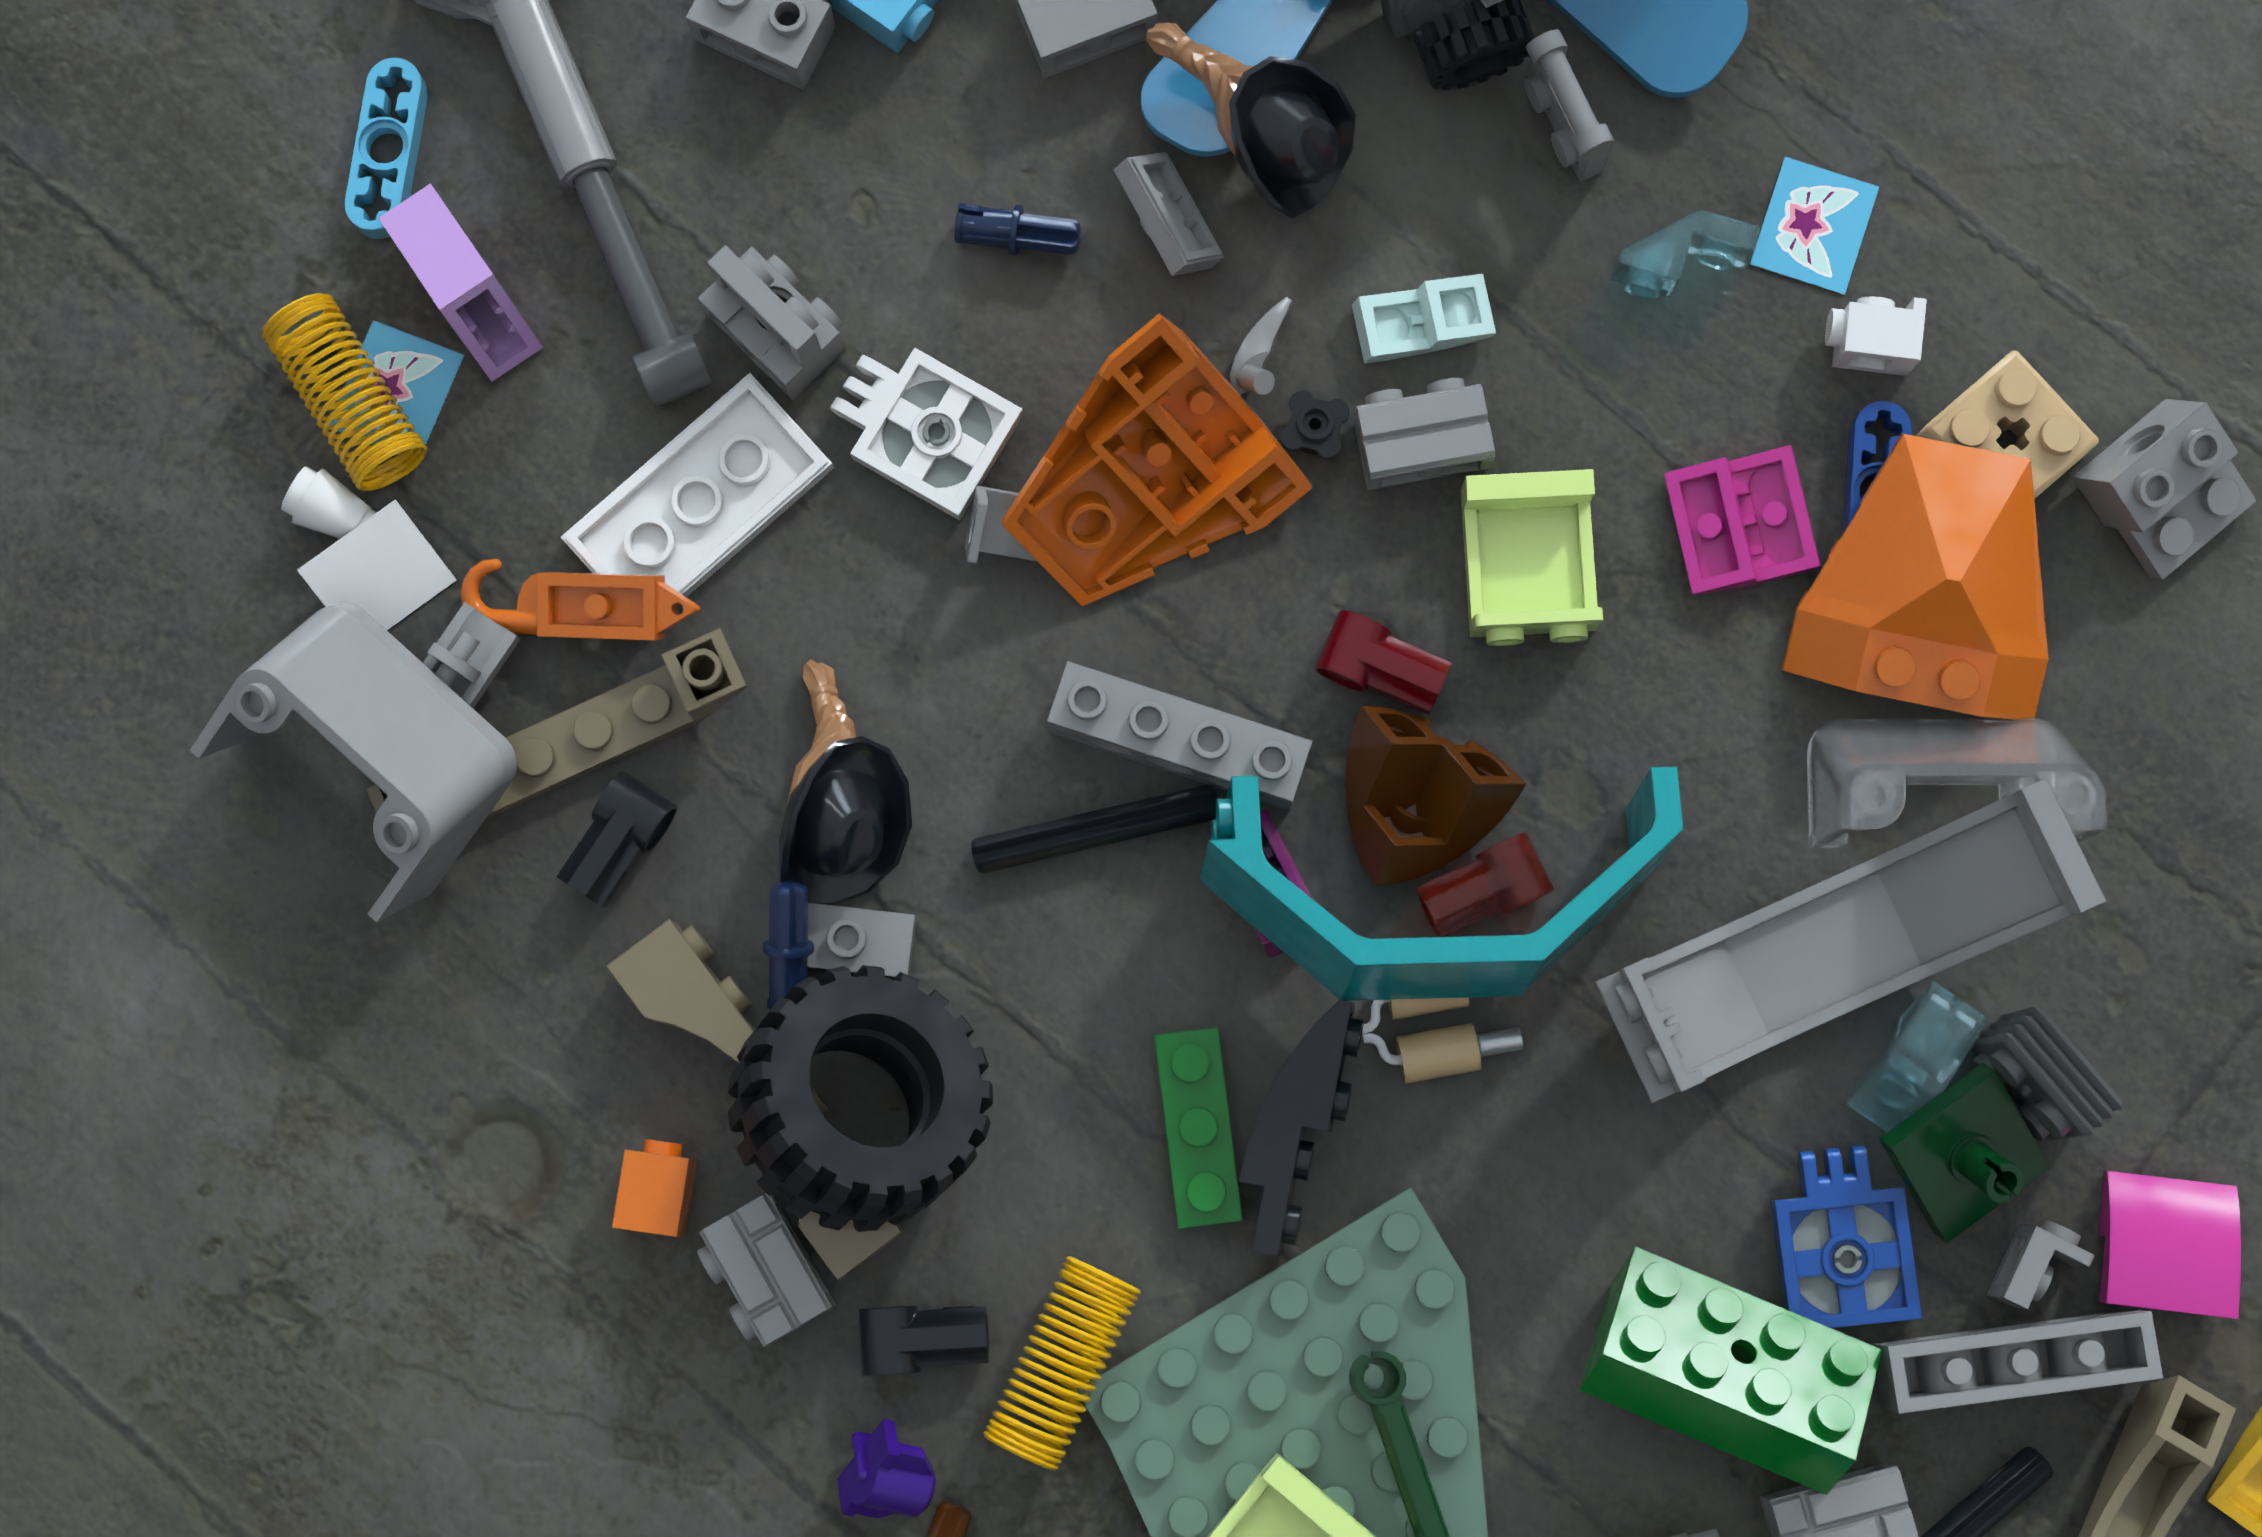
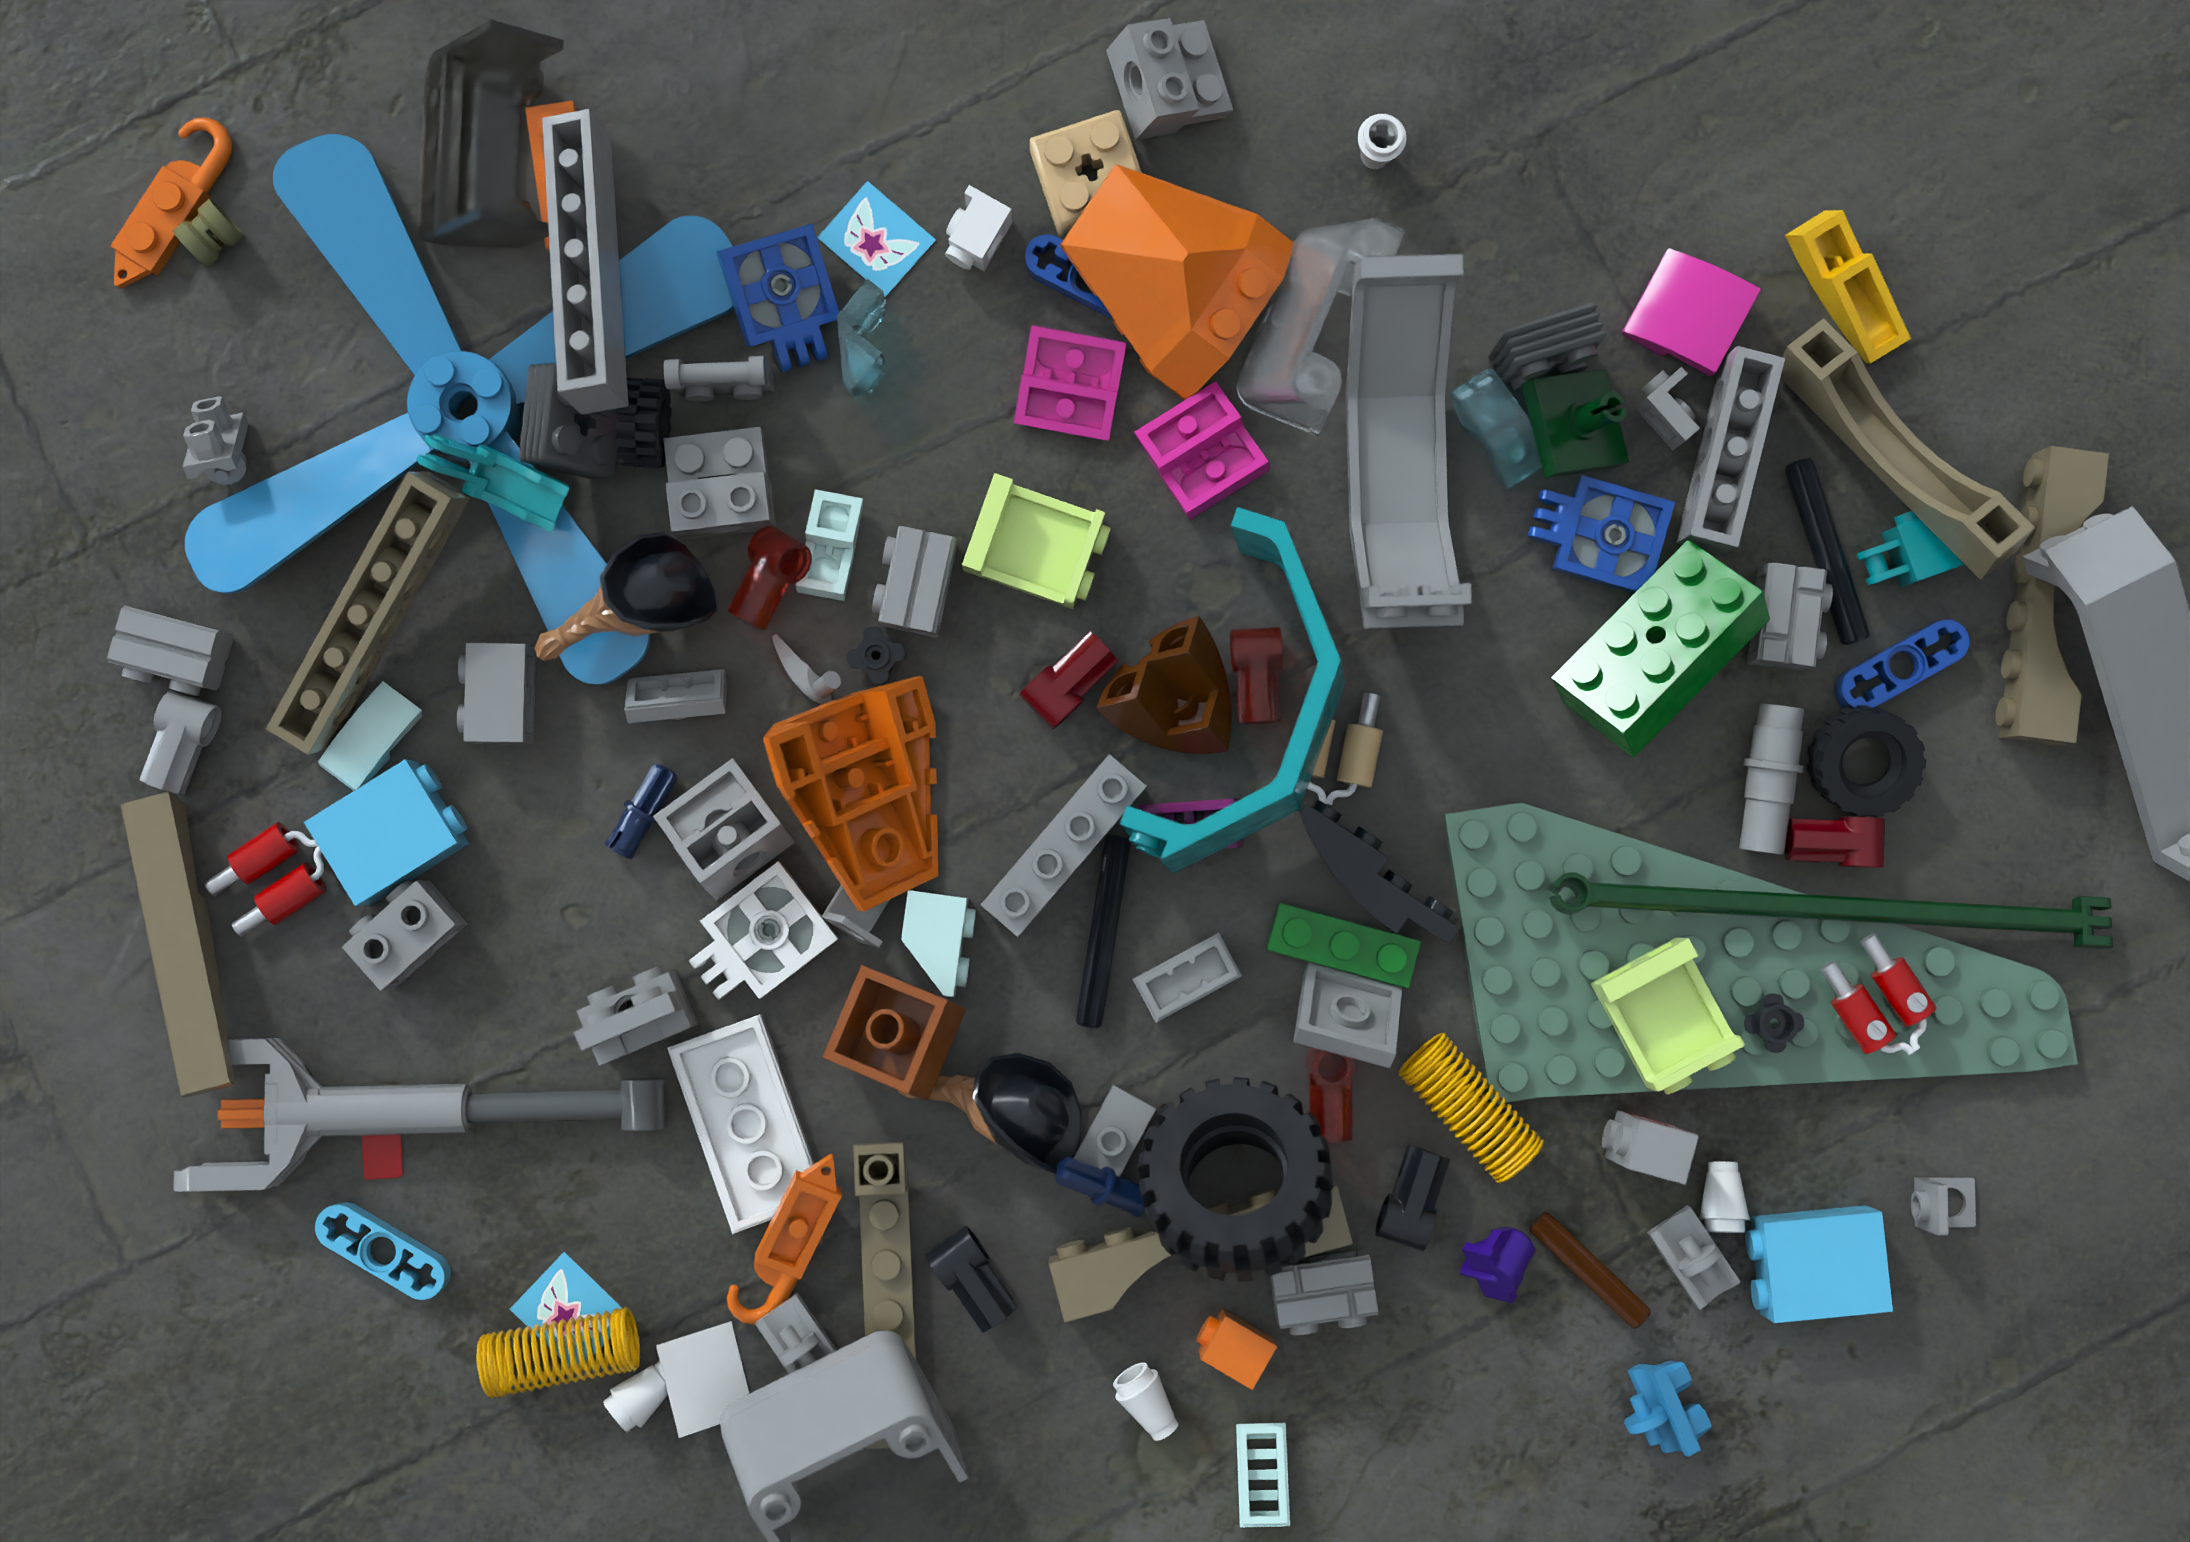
camera: 80 degrees left, 5 degrees up
(460, 282) = (510, 1235): lavender slope -> none
(460, 1310) = (1262, 1518): none -> light aqua slope
(495, 104) = (382, 1156): none -> red sticker
(550, 1107) = (1145, 1399): none -> white cone
(872, 624) = (894, 1033): none -> dark orange brick
(1005, 1184) = (1331, 1096): none -> clear red piece
(1008, 630) = (935, 936): none -> light aqua slope
(1032, 331) = (723, 829): none -> light grey brick
(1081, 951) = (1187, 977): none -> light grey plate
(1115, 1162) = (1348, 1015): none -> light grey plate
(1355, 260) = (775, 564): none -> clear red piece
(1439, 159) = (718, 484): none -> light grey brick
(1699, 137) = (781, 293): none -> blue piece
(1730, 712) = (1202, 450): none -> dark pink slope
(2215, 760) = (1384, 132): none -> white cone

